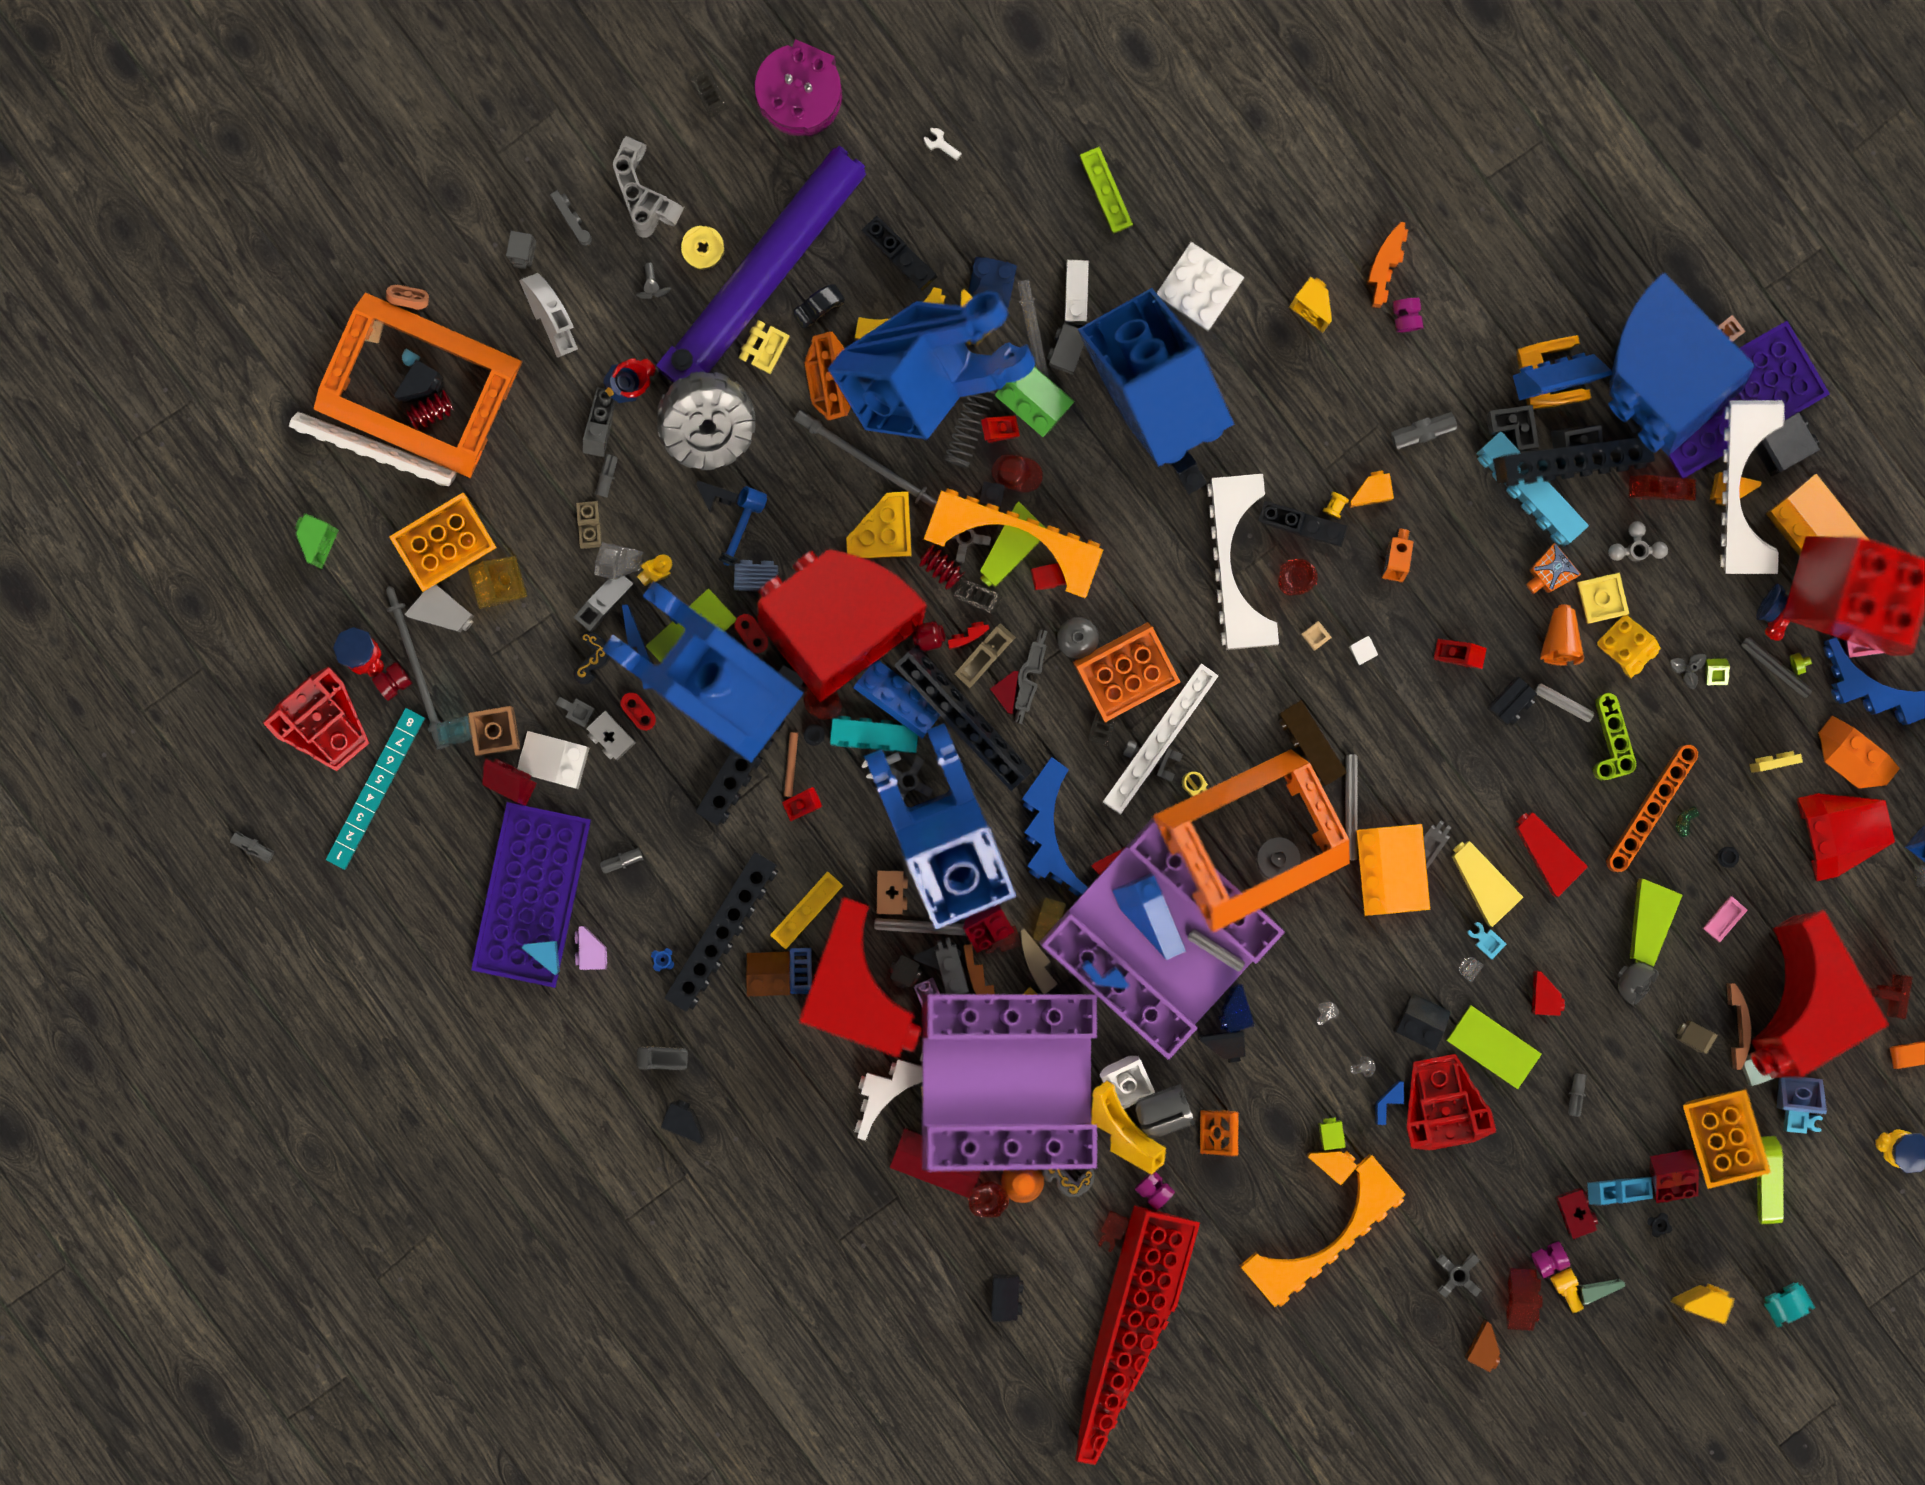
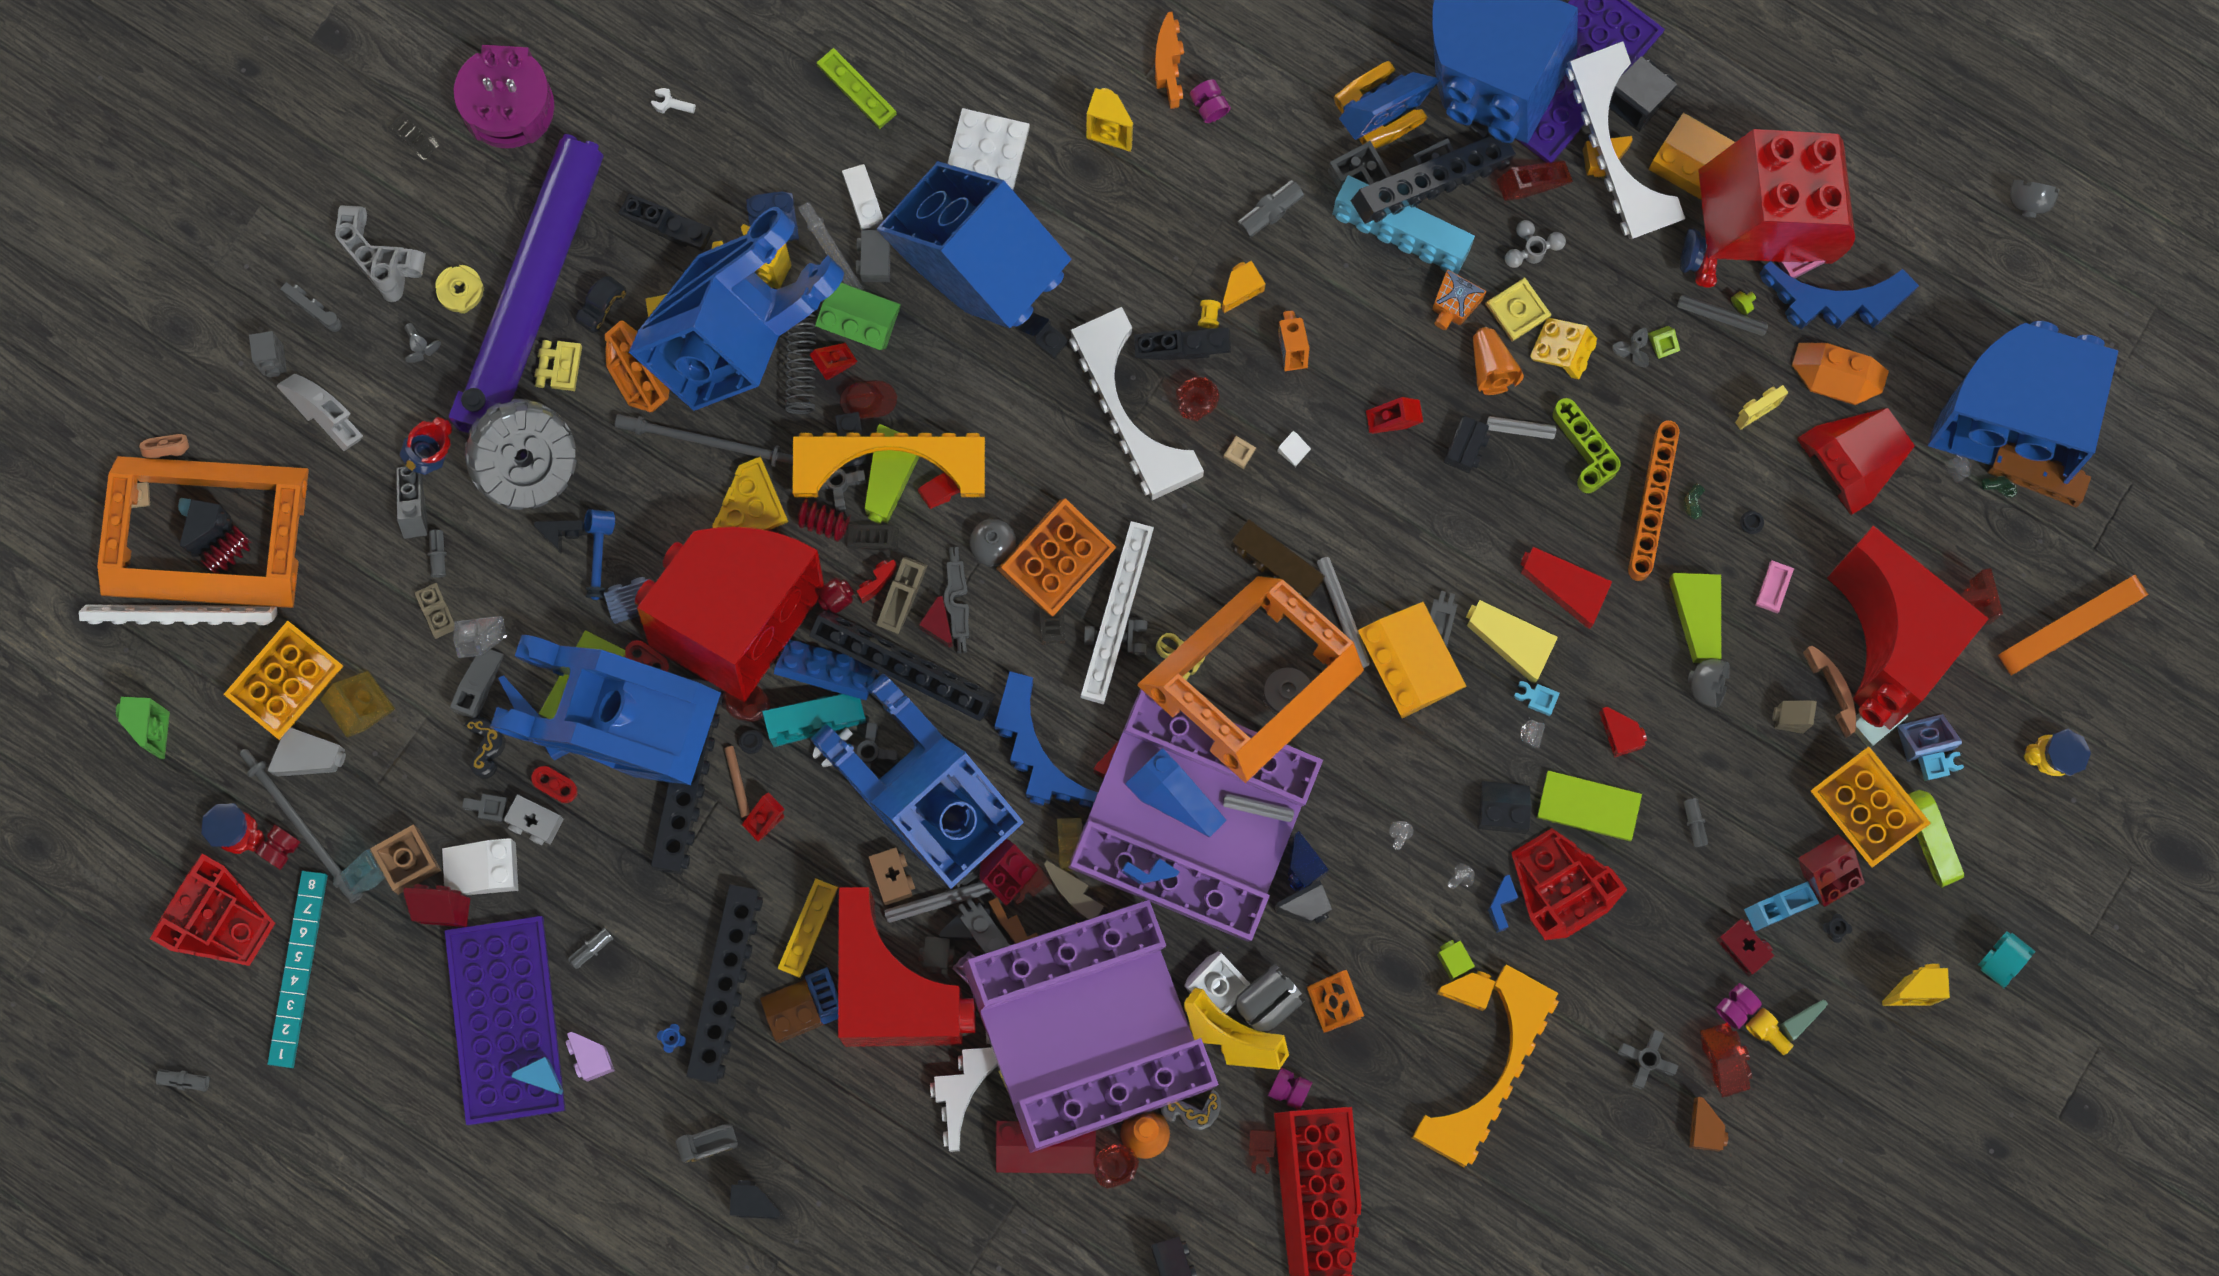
camera: 15 degrees left, 10 degrees down
(655, 569) = (523, 625): yellow hips -> none

